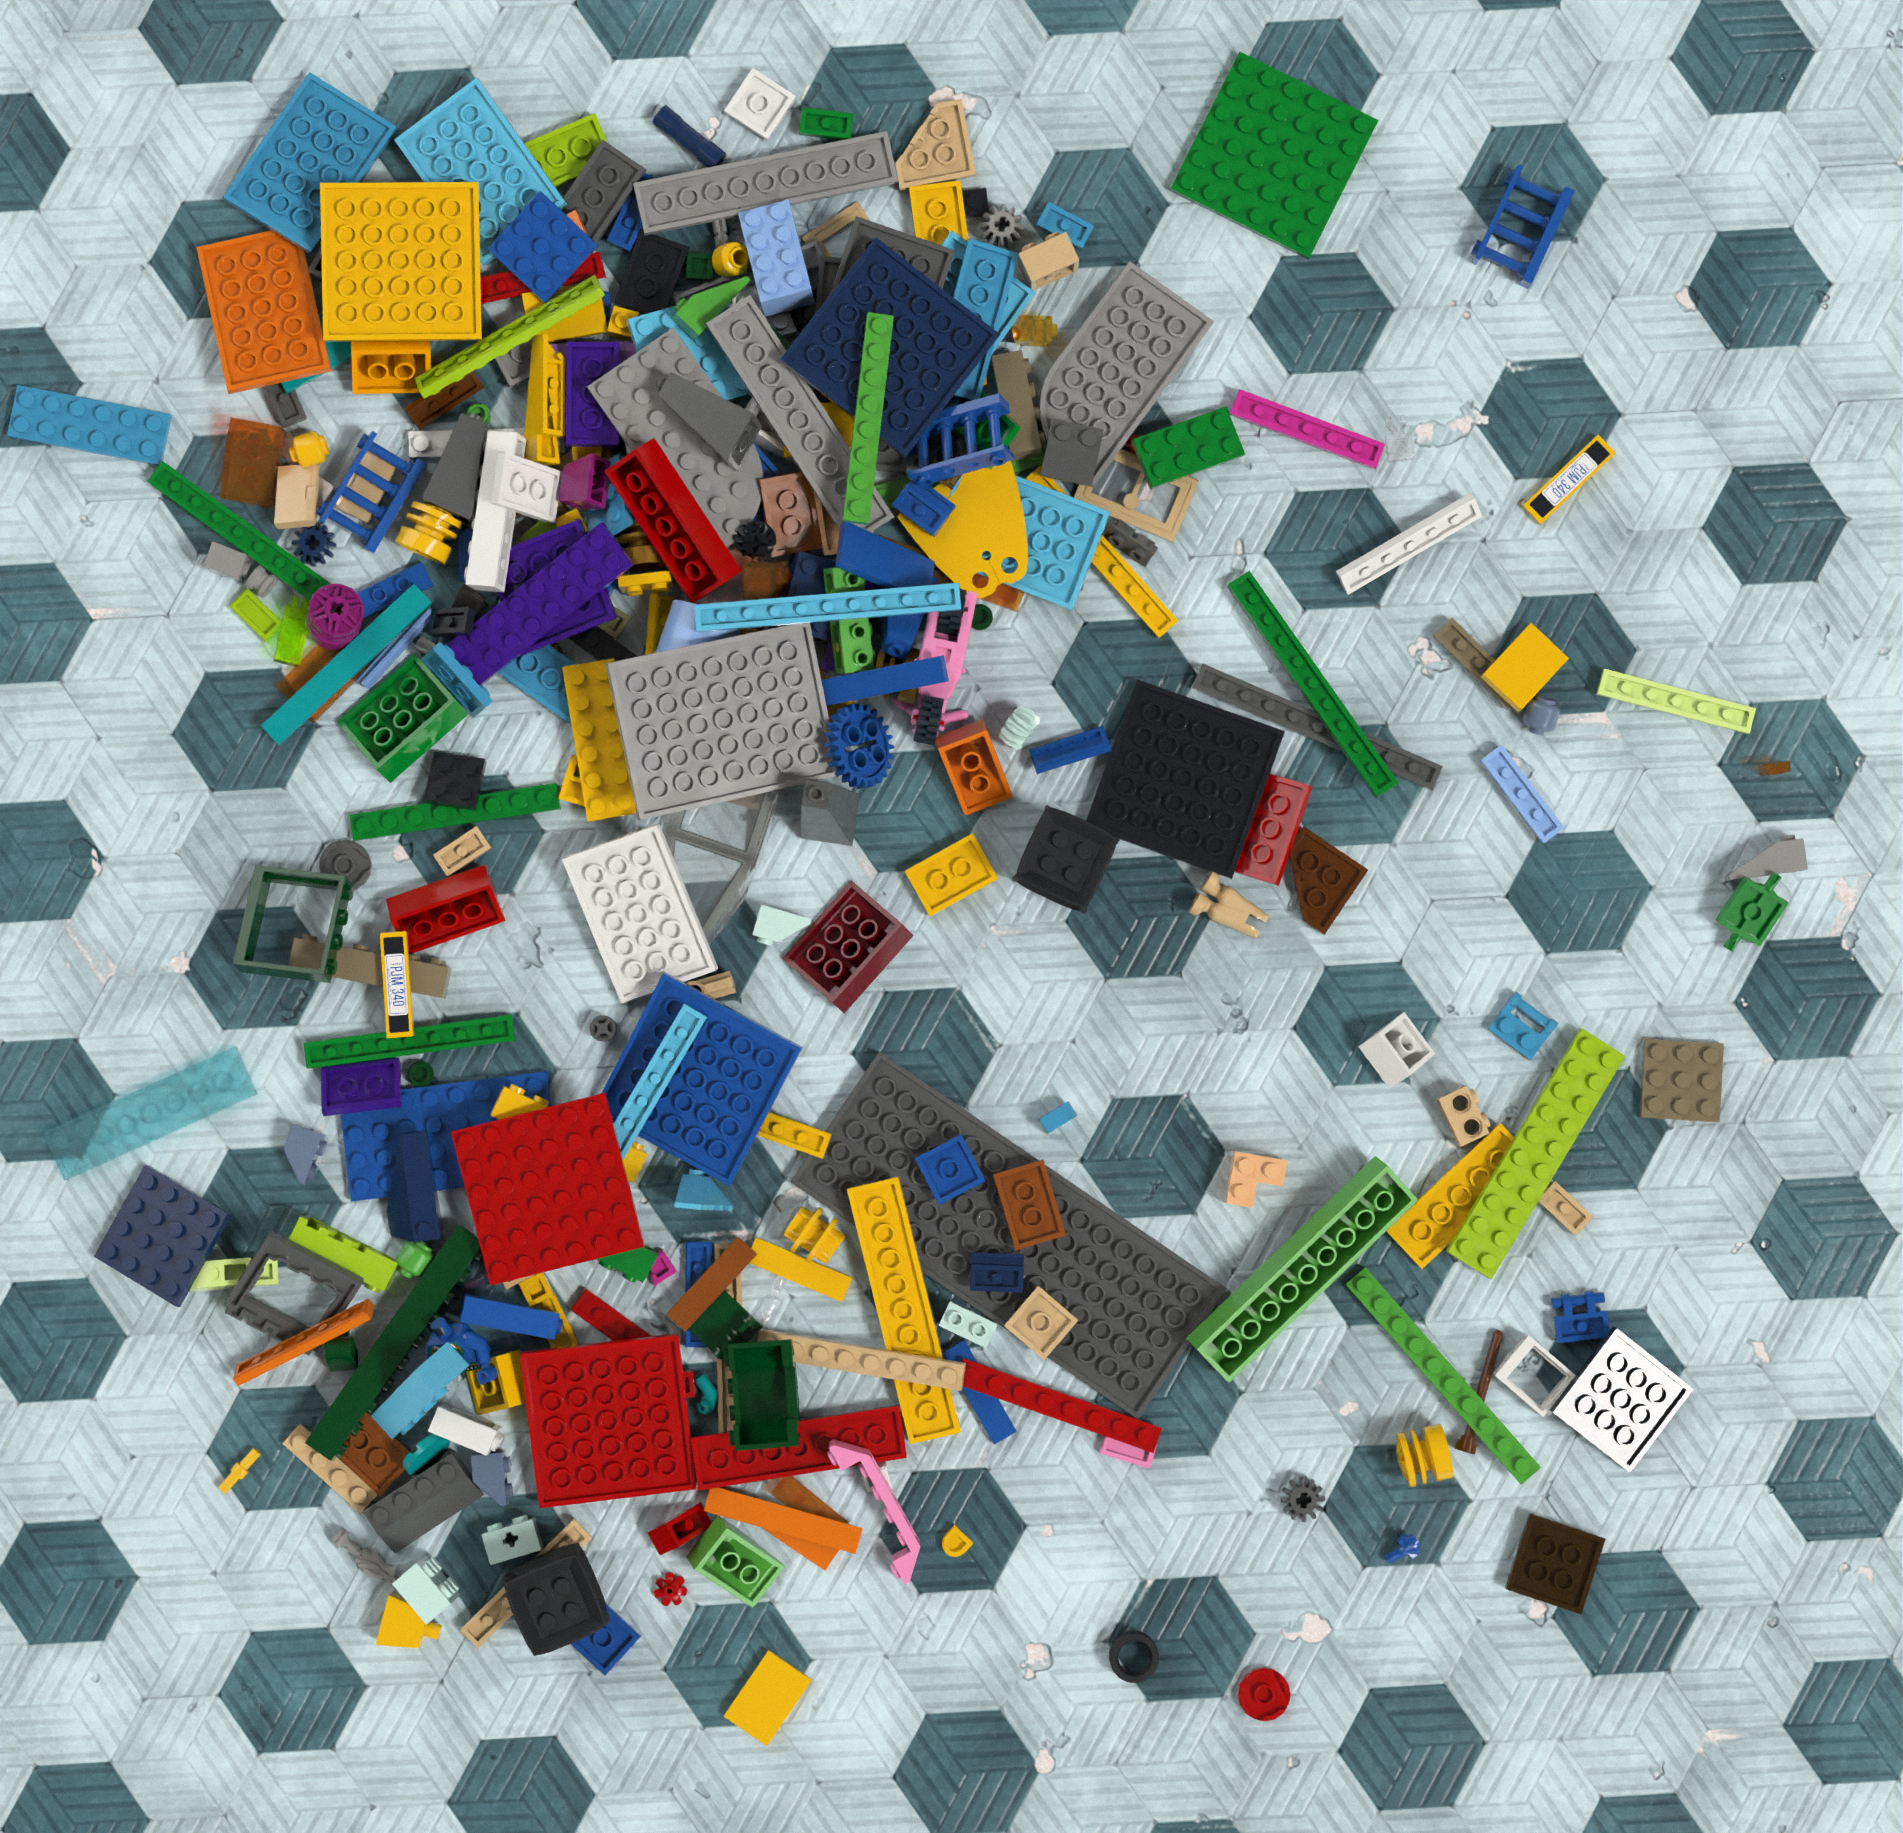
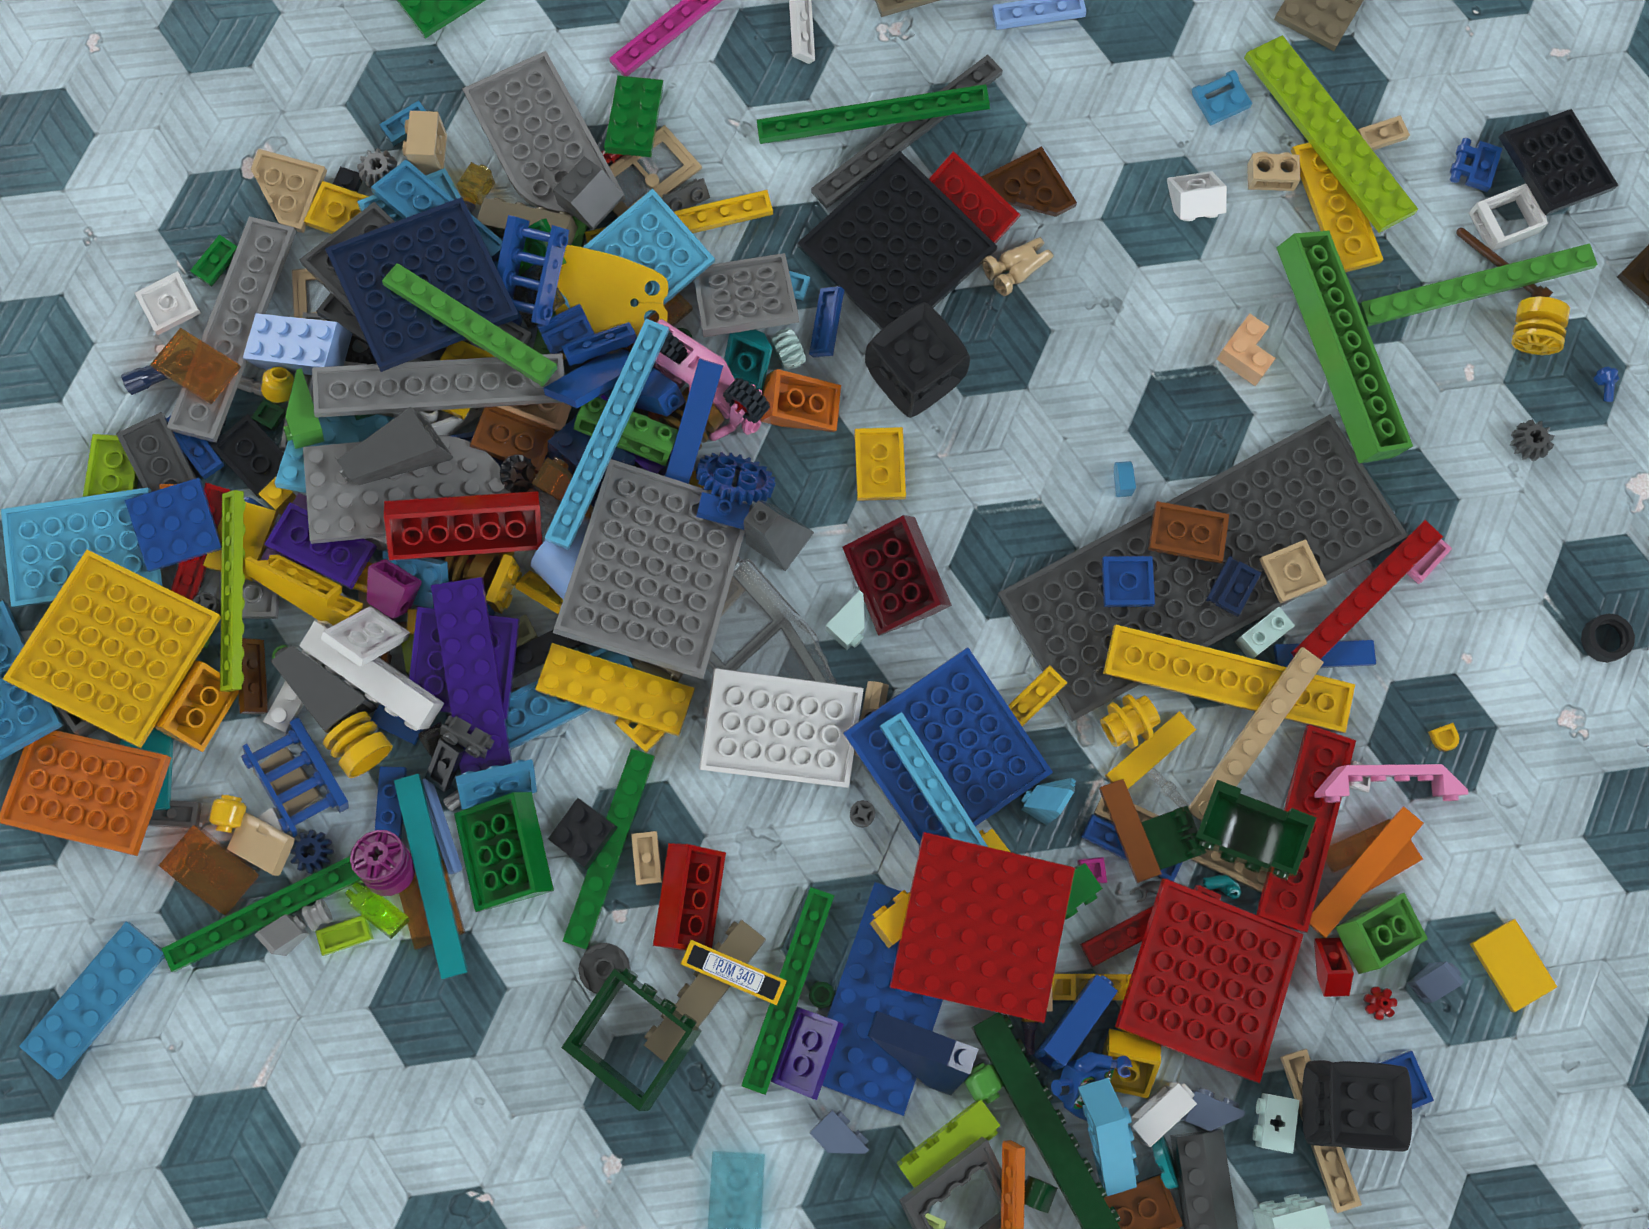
camera: 65 degrees left, 10 degrees down
(481, 641) = (457, 734): none -> dark grey hinge
(486, 315) = (207, 599): none -> dark grey wheel
(705, 174) = (195, 366): none -> clear orange tile
(712, 1628) = (1436, 981): none -> sand blue slope
(814, 752) = (722, 511): none -> blue plate
(924, 546) = (599, 344): none -> blue plate
(991, 692) = (748, 356): none -> teal slope
(1050, 659) = (746, 295): none -> light grey plate
(1094, 699) = (799, 284): none -> medium azure tile

